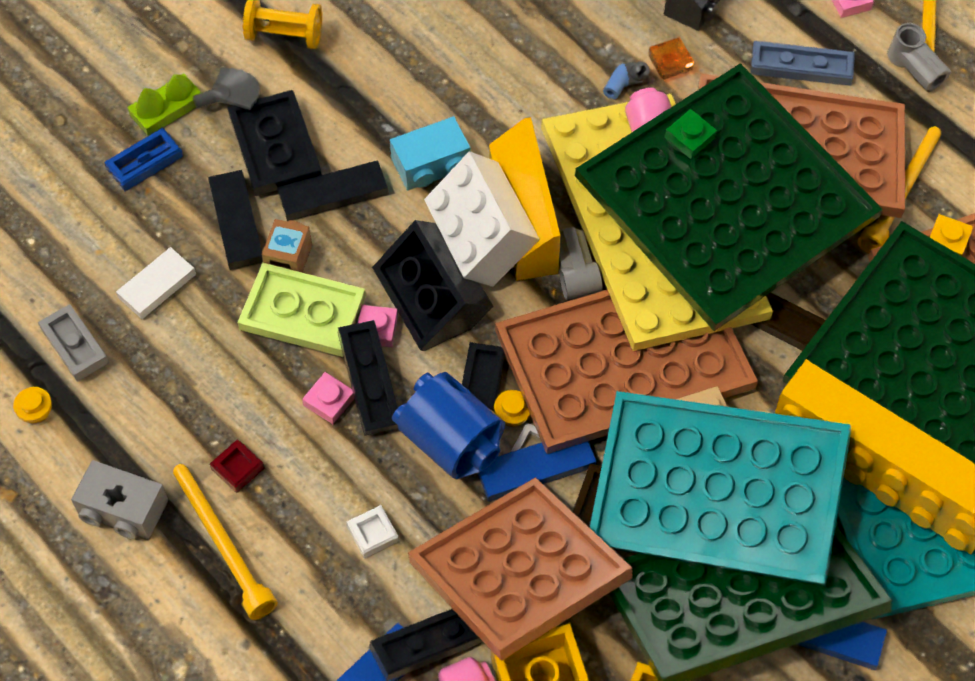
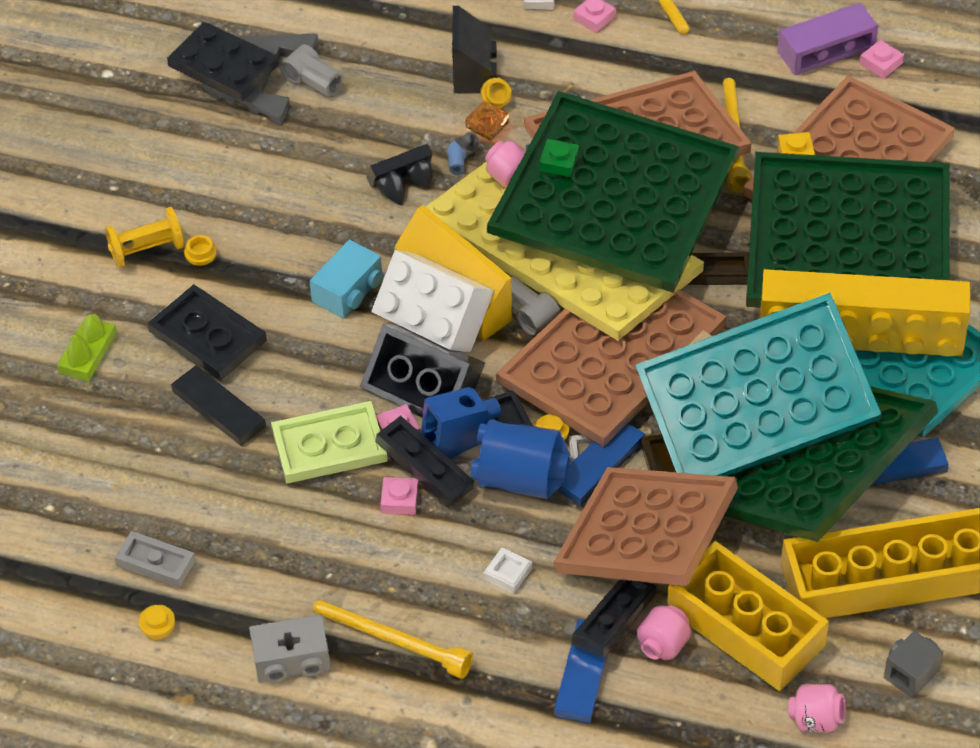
camera: 30 degrees left, 10 degrees down
(147, 162) = (91, 419): blue tile -> none
(156, 283) = (188, 484): white tile -> none
(232, 88) = (138, 308): dark grey hand -> none
(237, 466) = (362, 580): dark red tile -> none
(288, 245) = (281, 399): medium nougat brick -> none
(325, 59) = (200, 250): none -> yellow plate
(332, 190) = (283, 346): black tile -> none
(423, 349) = (454, 419): none -> blue torso
(541, 67) = (389, 173): none -> black tile
(698, 34) = (496, 92): none -> yellow plate
(802, 63) = (594, 77): sand blue tile -> none
(911, 51) = (670, 31): light grey piece -> none

